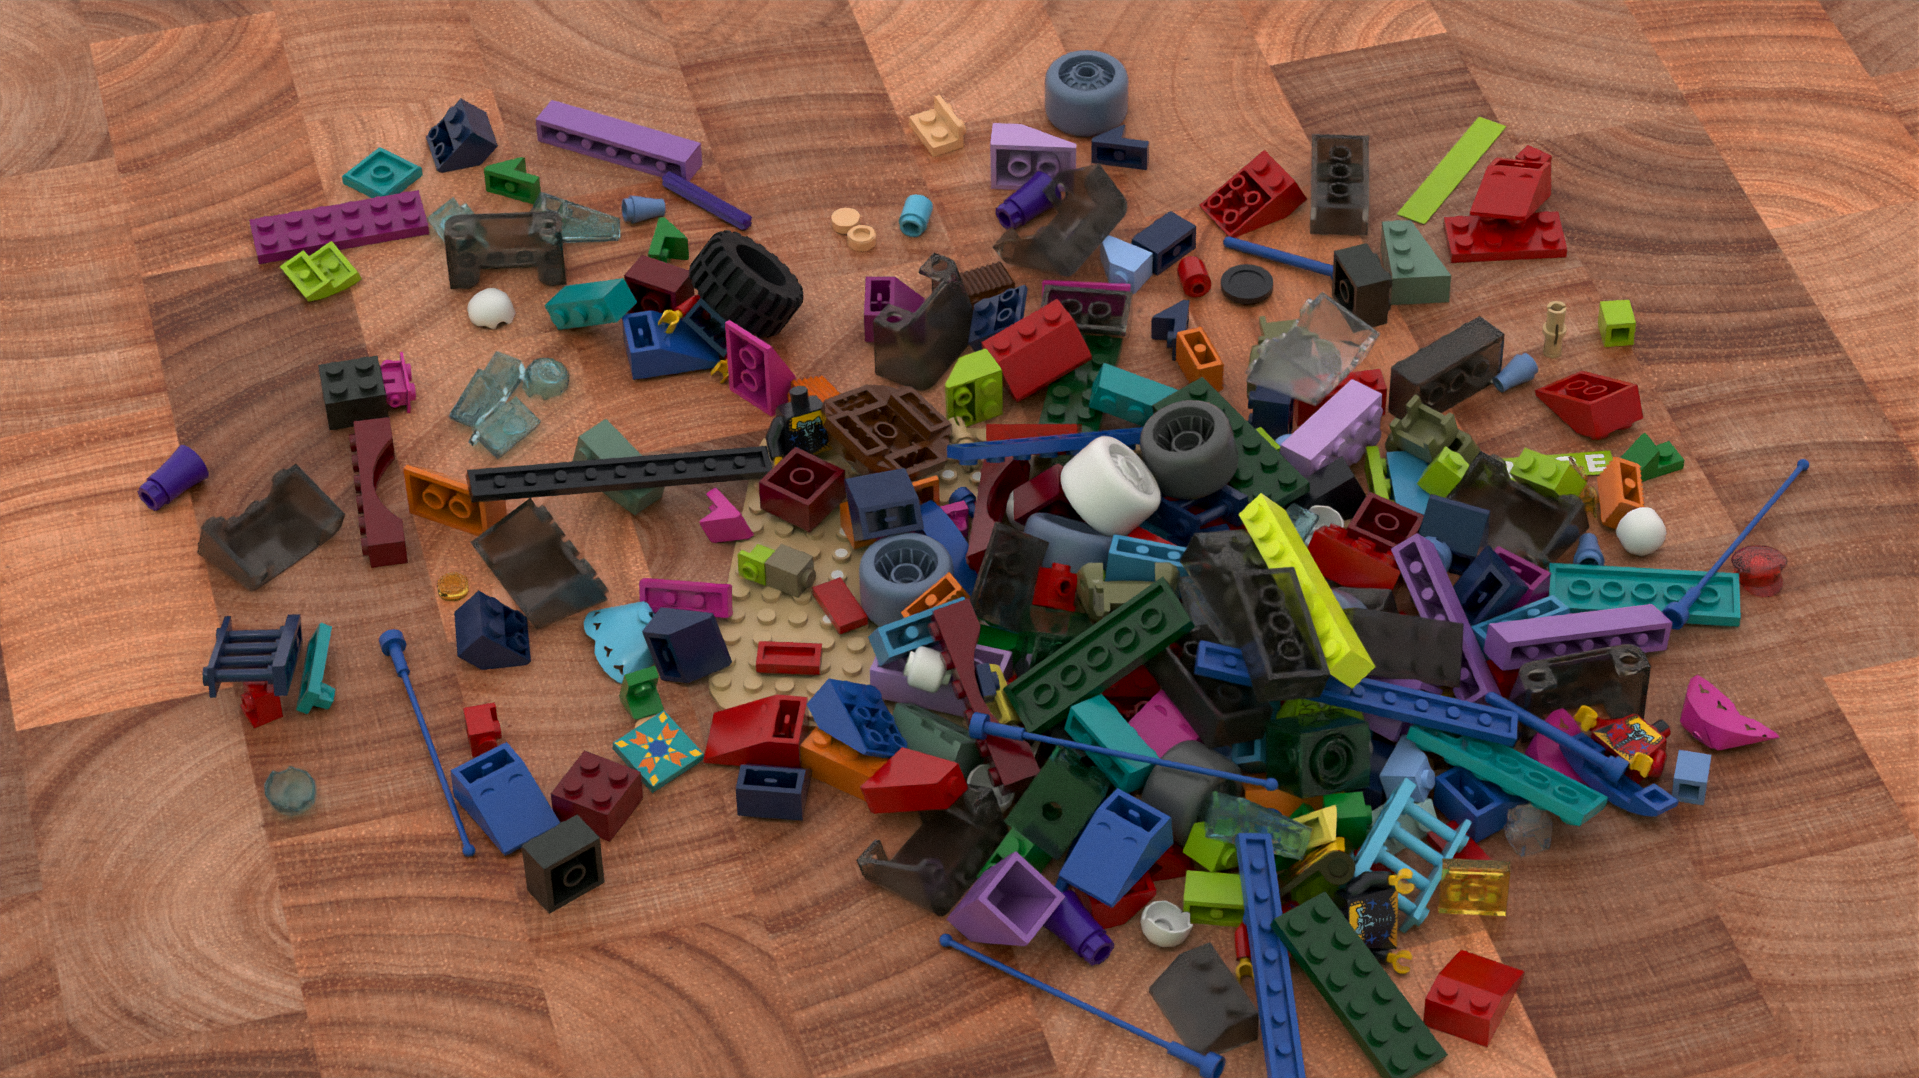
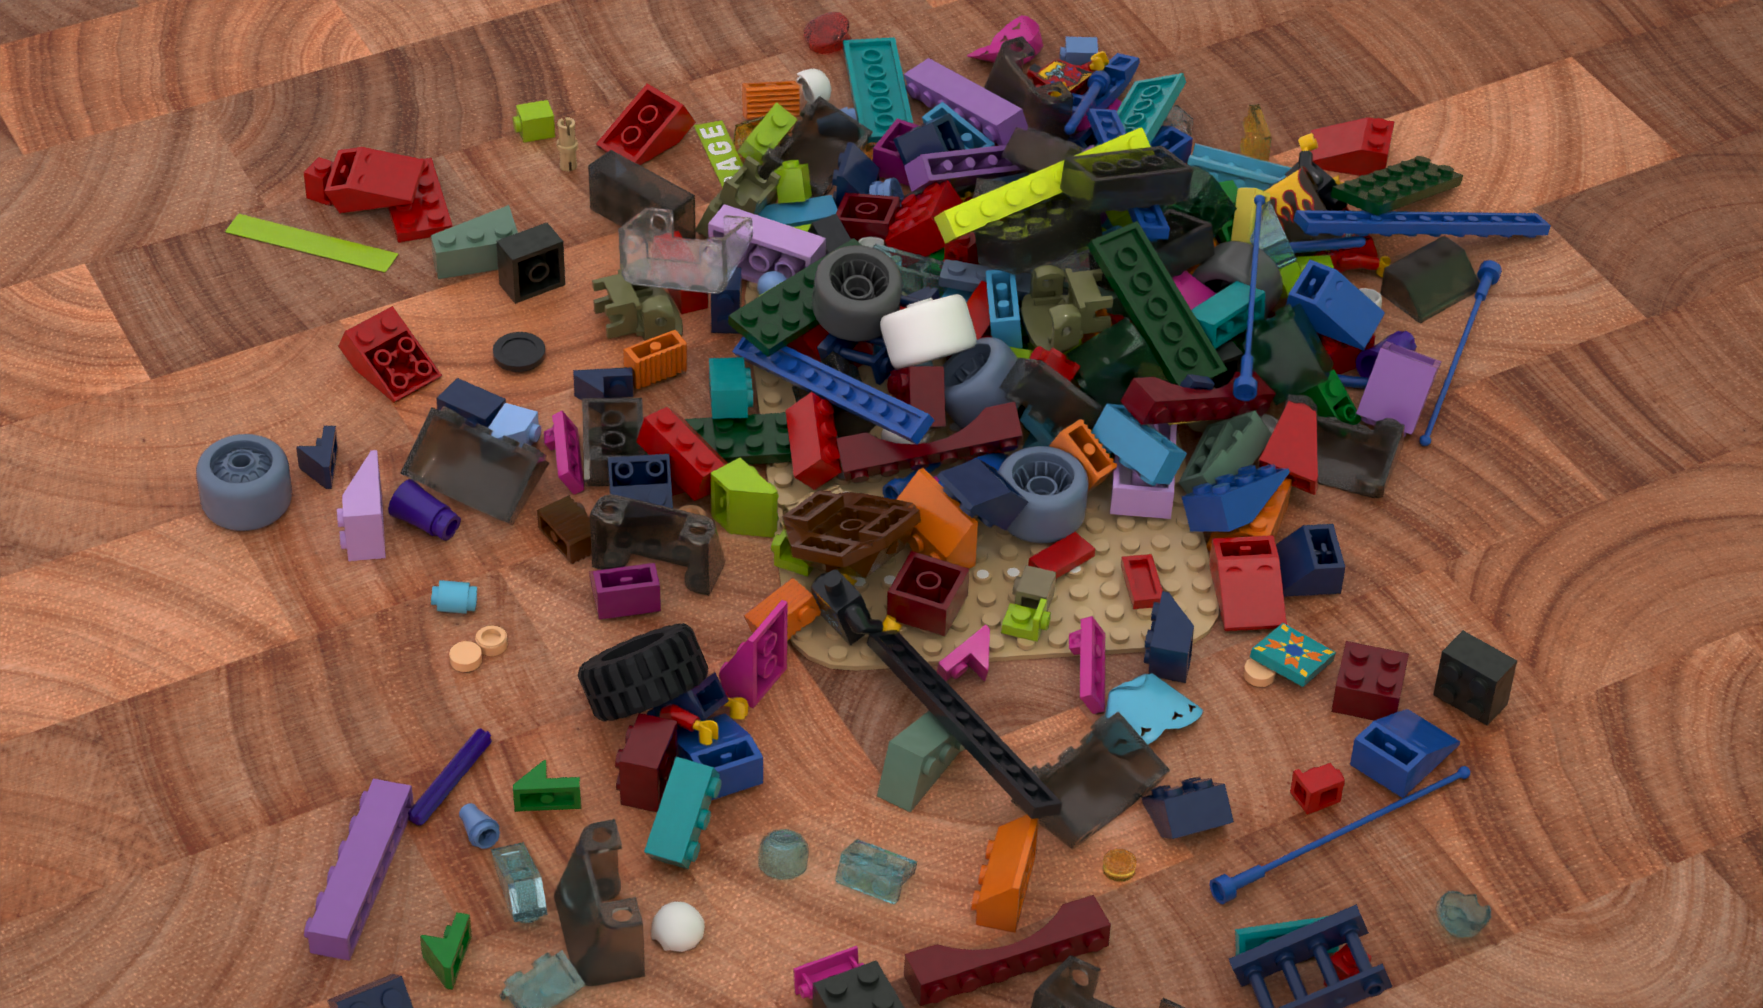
camera: 105 degrees left, 0 degrees up
(488, 389) = (820, 895): clear light blue slope -> none
(640, 693) = (1230, 672): green slope -> none
(926, 670) = (1181, 434): white head -> none
(939, 128) = (296, 603): light nougat bracket -> none
(1194, 277) = (519, 384): red brick -> none
(1279, 256) = (493, 291): blue piece -> none
(1339, 184) = (355, 292): clear smoke brick -> none
(1654, 459) = (710, 98): green slope -> none
(1678, 611) = (908, 62): blue piece -> none

